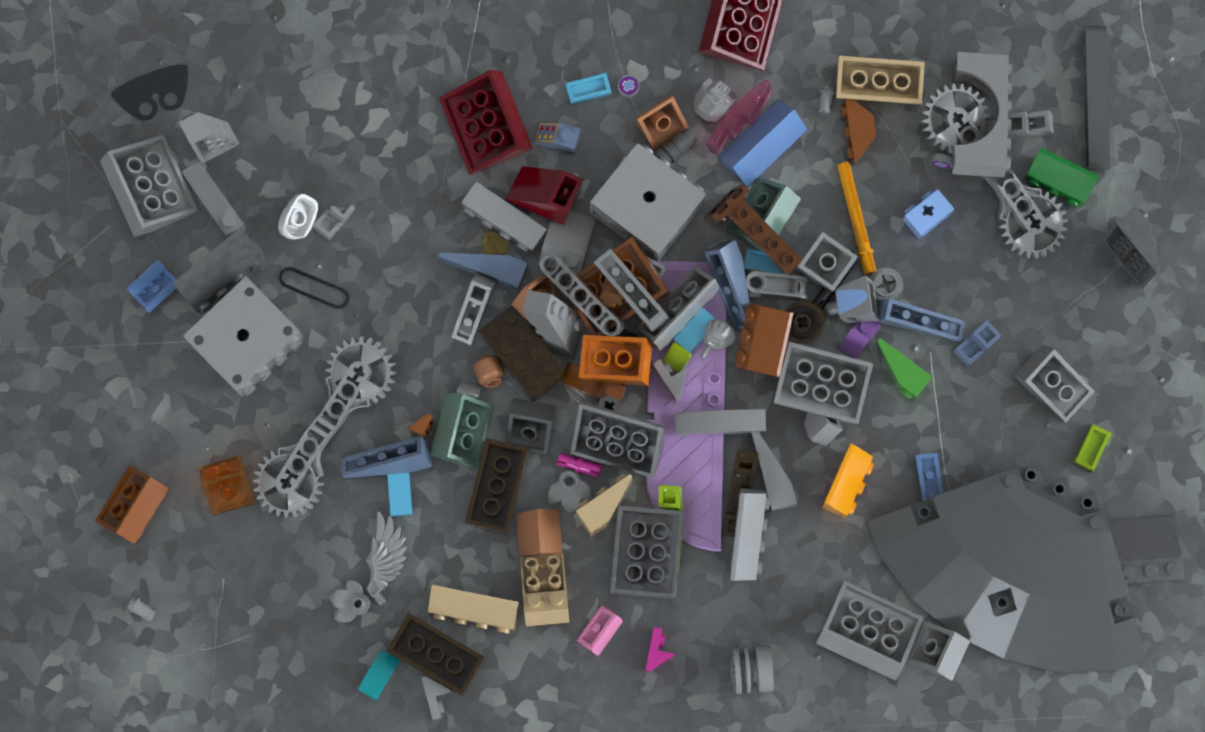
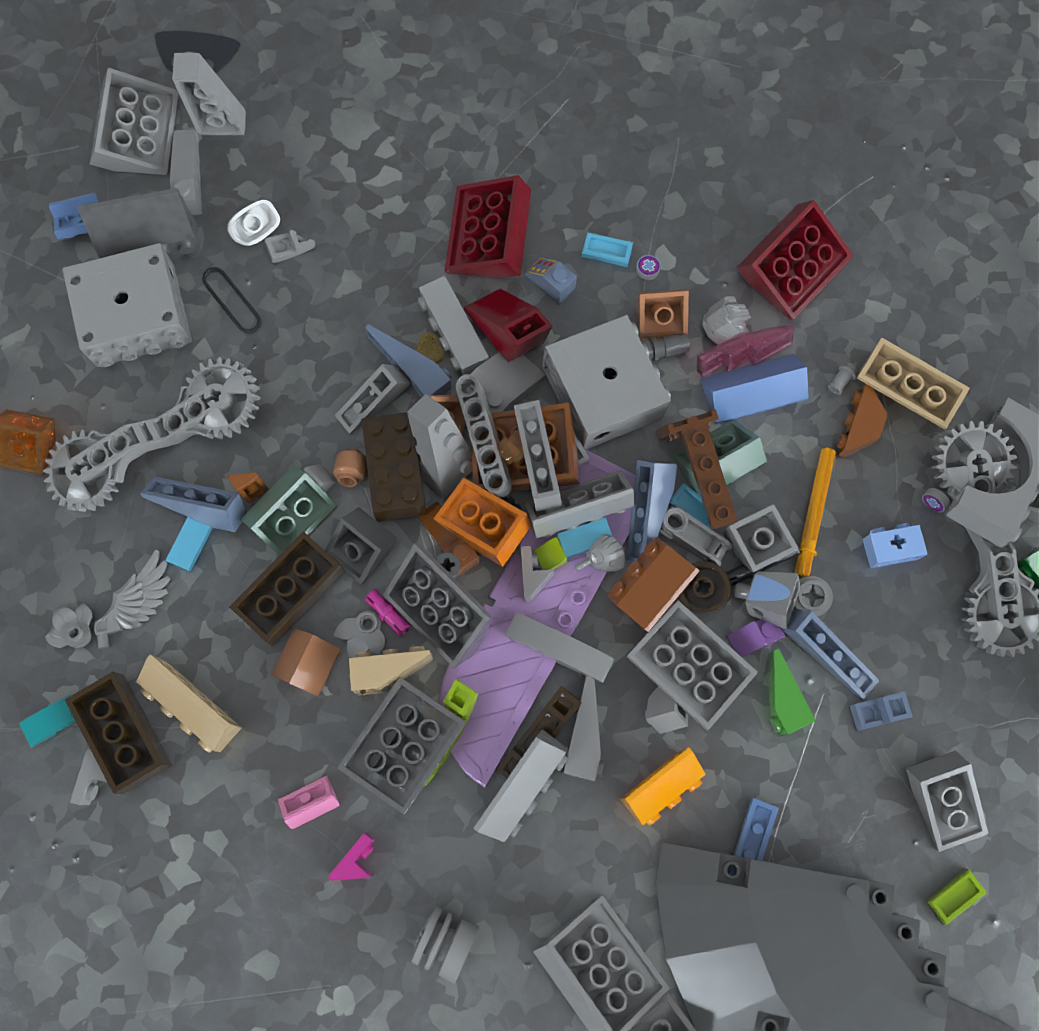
camera: 25 degrees right, 5 degrees down
(544, 589) = (274, 726): tan slope -> none

